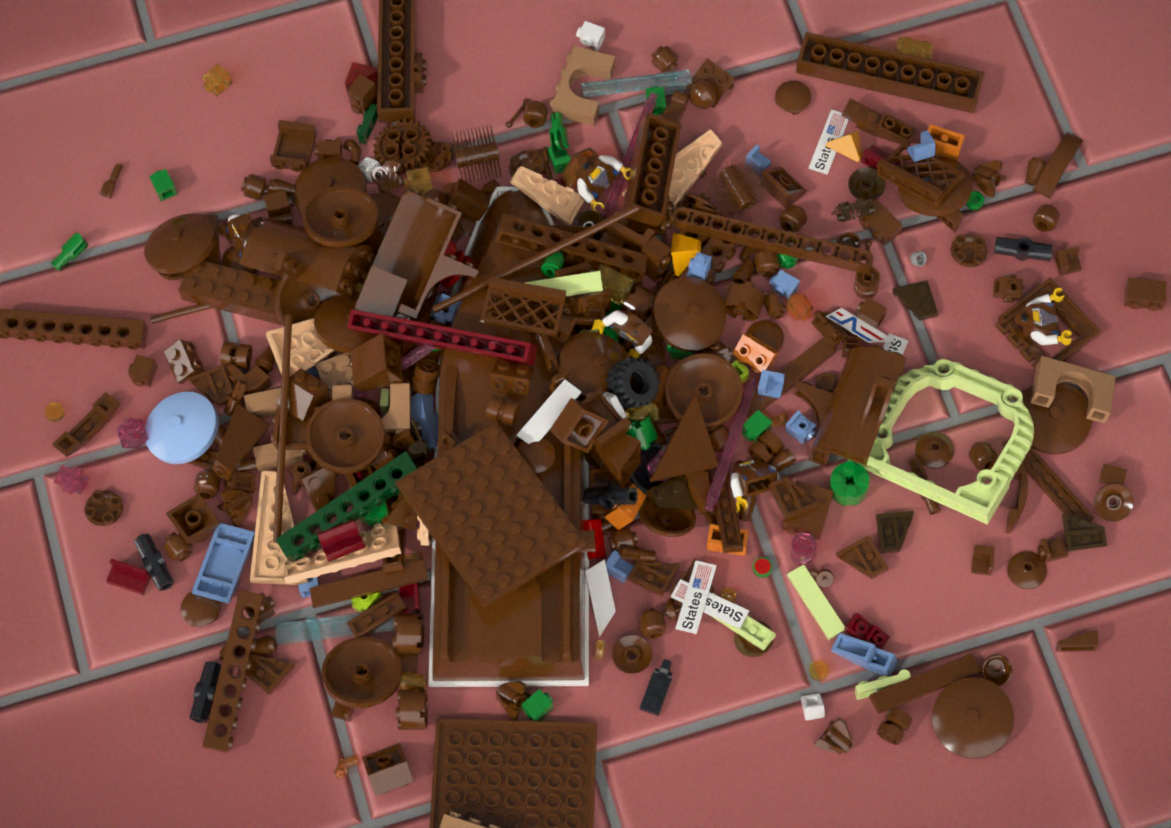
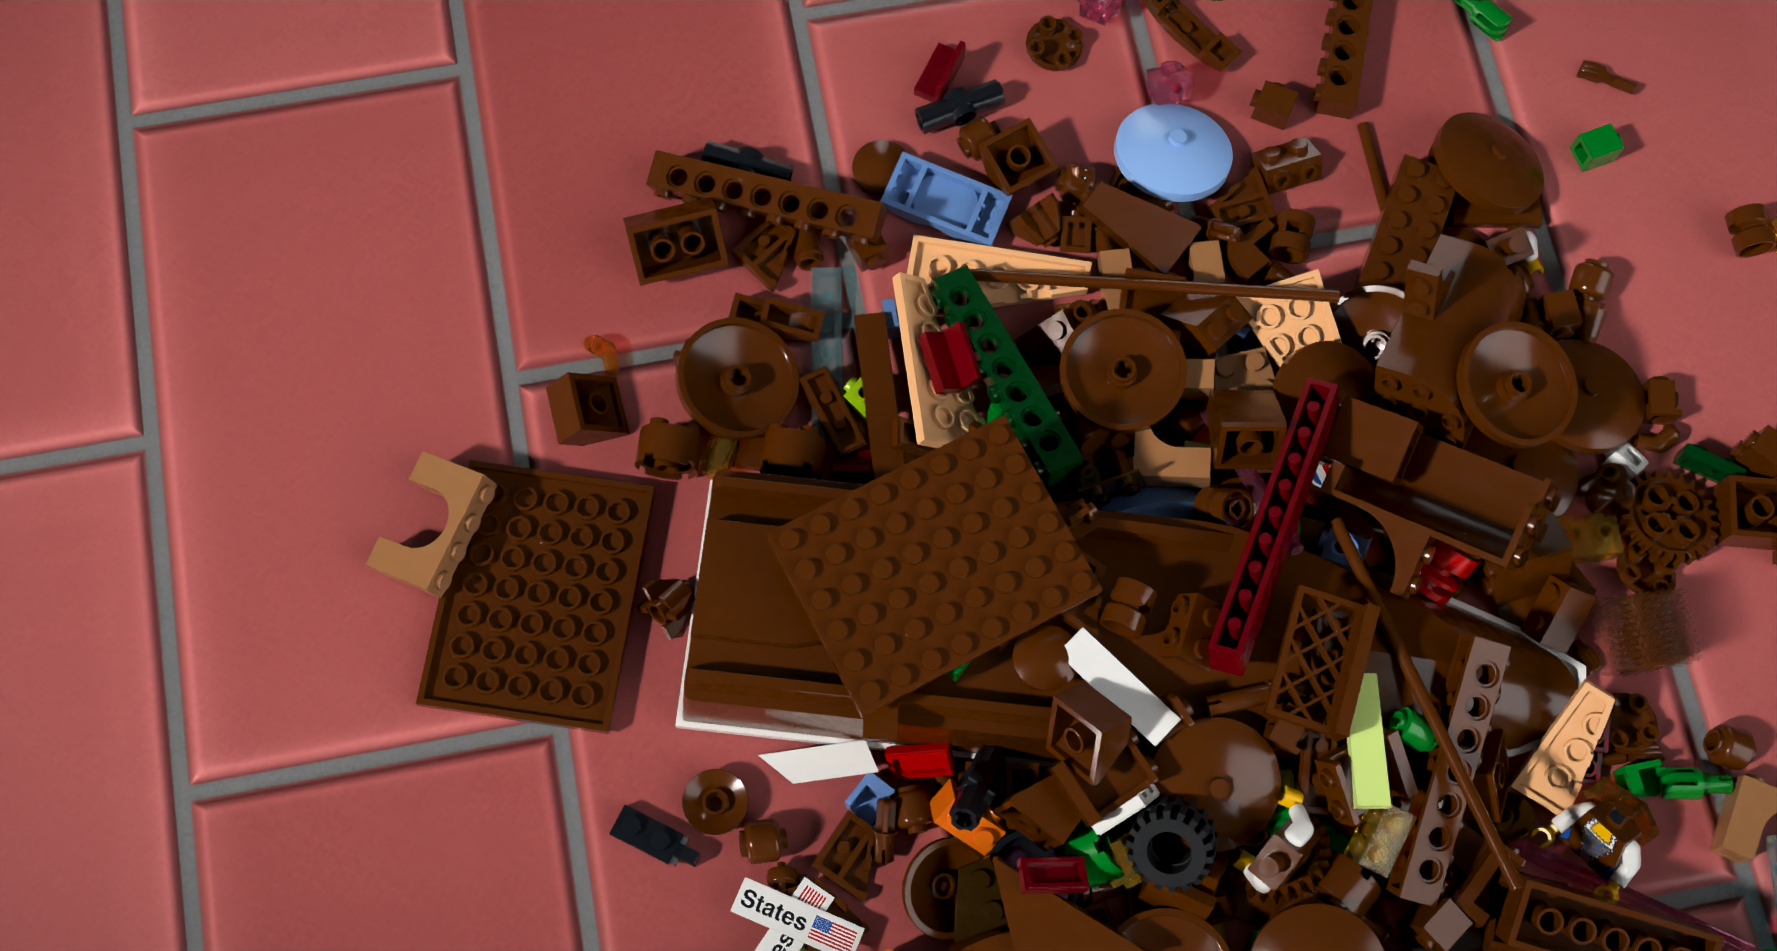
camera: 90 degrees right, 5 degrees up
(215, 101) = (1750, 230): none -> reddish brown wheel
(267, 724) = (676, 241): none -> reddish brown brick
(293, 146) = (1667, 346): reddish brown panel -> none
(314, 656) = (784, 318): none -> reddish brown slope
(509, 124) = (1712, 702): reddish brown hinge -> none
(538, 705) = (651, 642): green brick -> none
(599, 649) = (731, 750): clear yellow tile -> none
(657, 448) = (1052, 875): none -> dark red tile

